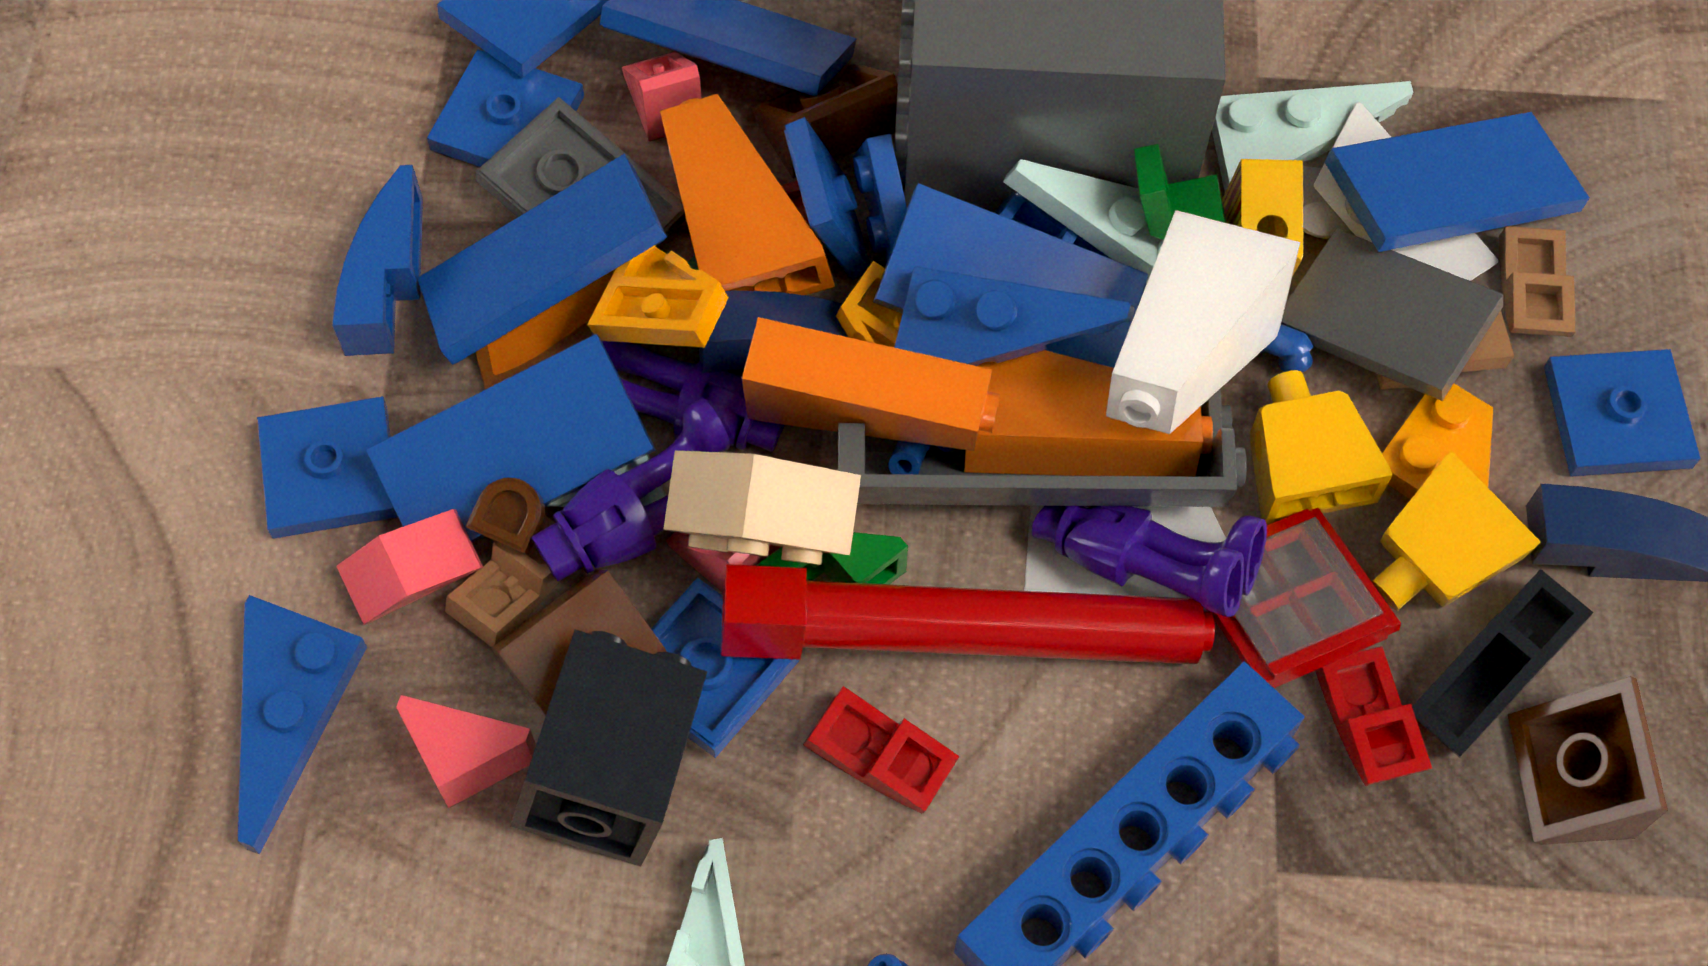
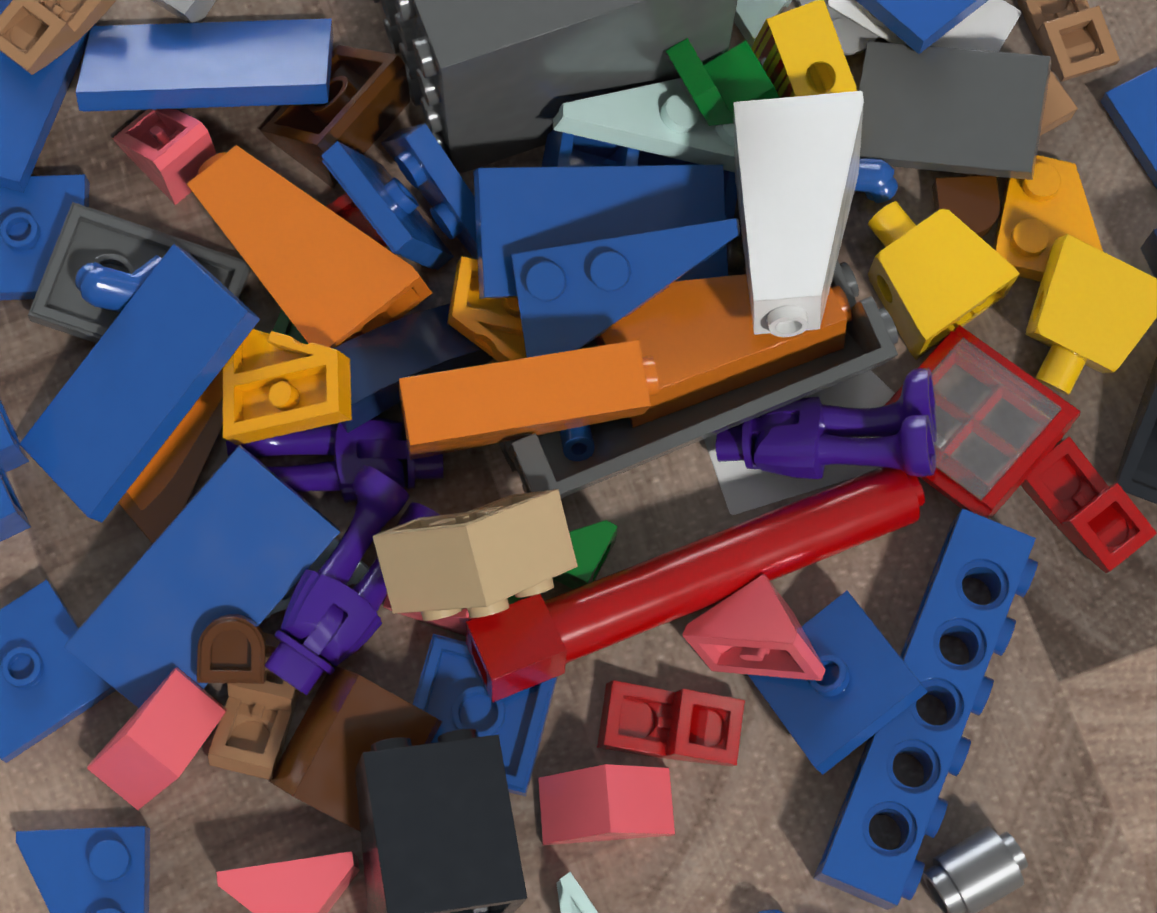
camera: 25 degrees left, 10 degrees up
(552, 171) = (111, 287): none -> blue arm
(787, 796) = (606, 804): none -> coral slope
(992, 696) = (754, 636): none -> coral slope
(1051, 770) = (860, 690): none -> blue plate
(1377, 402) = (970, 199): none -> reddish brown tile

